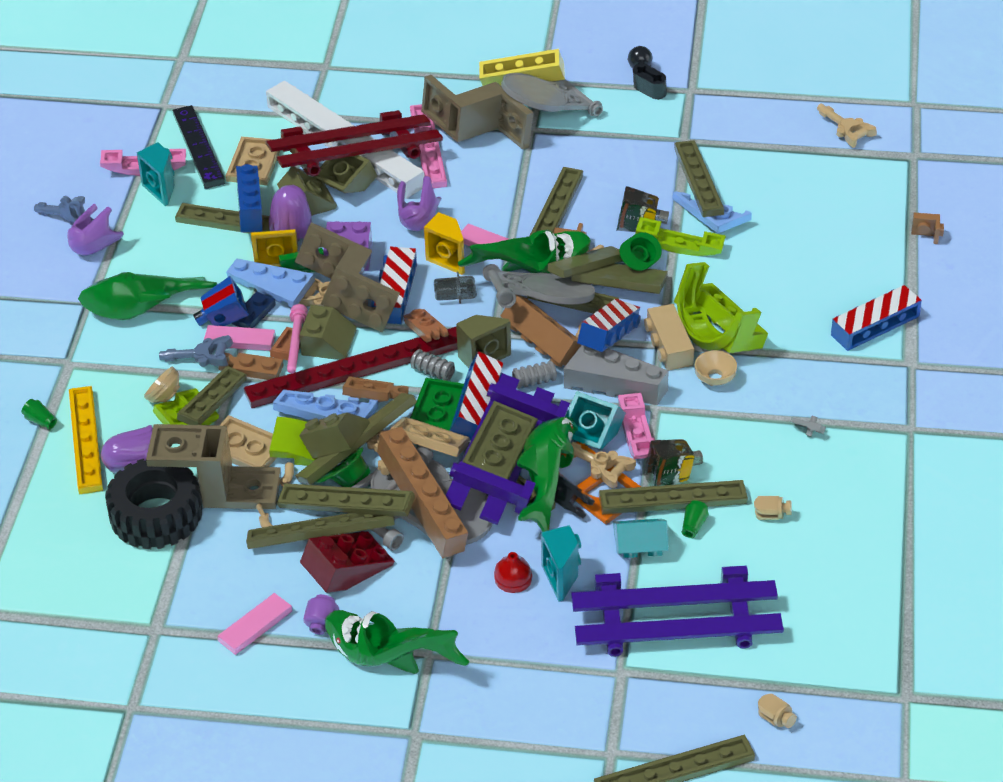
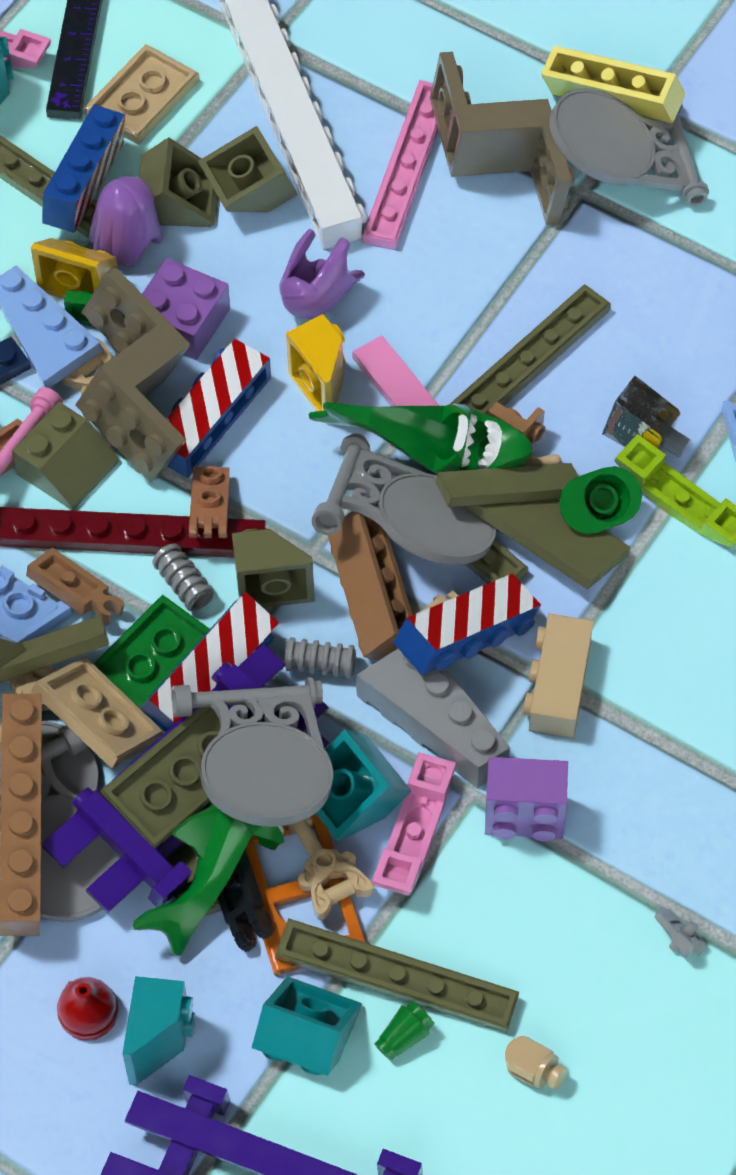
camera: 25 degrees right, 15 degrees up
(390, 123) = (367, 112): dark red fence -> none
(455, 288) = (290, 447): clear smoke arm -> none
(541, 413) = (266, 768): none -> light grey piece
(670, 462) = (424, 915): clear smoke torso -> none
(691, 390) = (526, 798): none -> medium lavender brick
(715, 362) = (598, 750): tan piece -> none
(740, 327) = (657, 632): lime piece -> none

